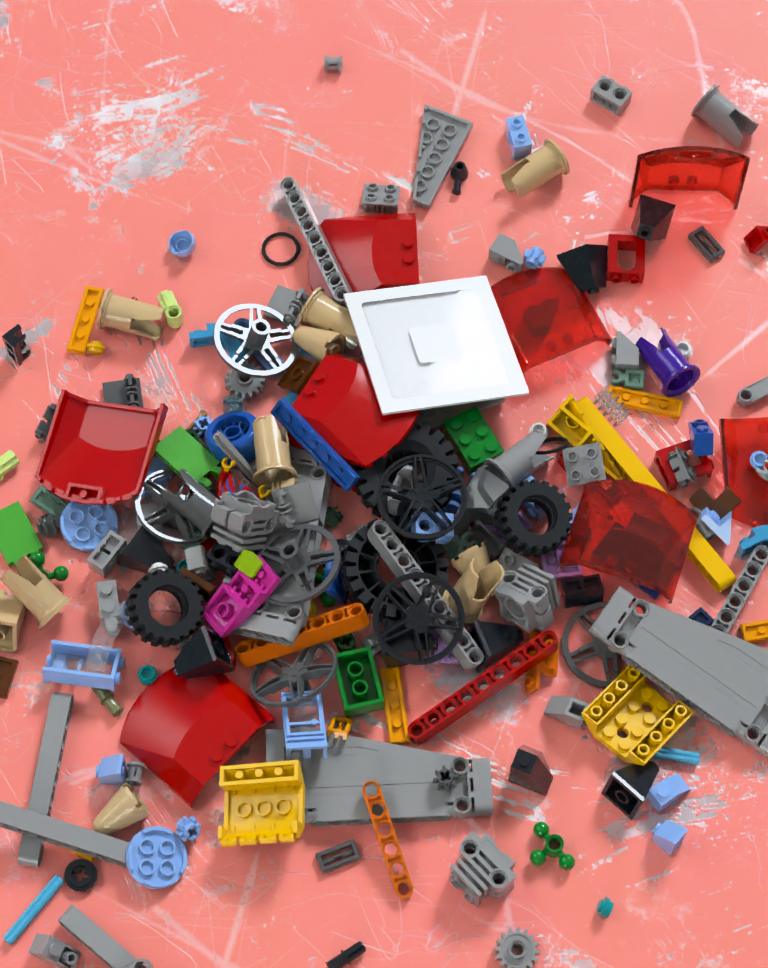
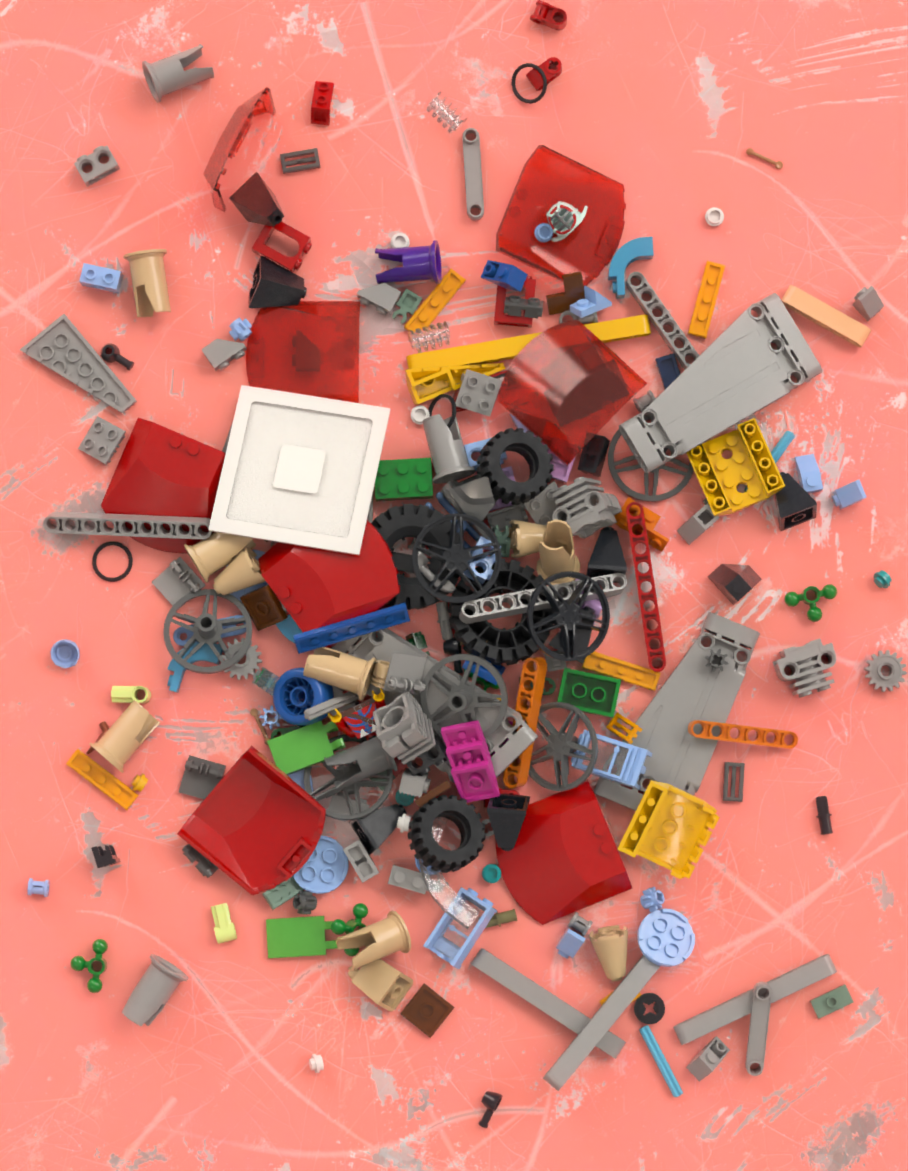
camera: 65 degrees left, 20 degrees up
(248, 563) = (447, 741): lime slope -> none

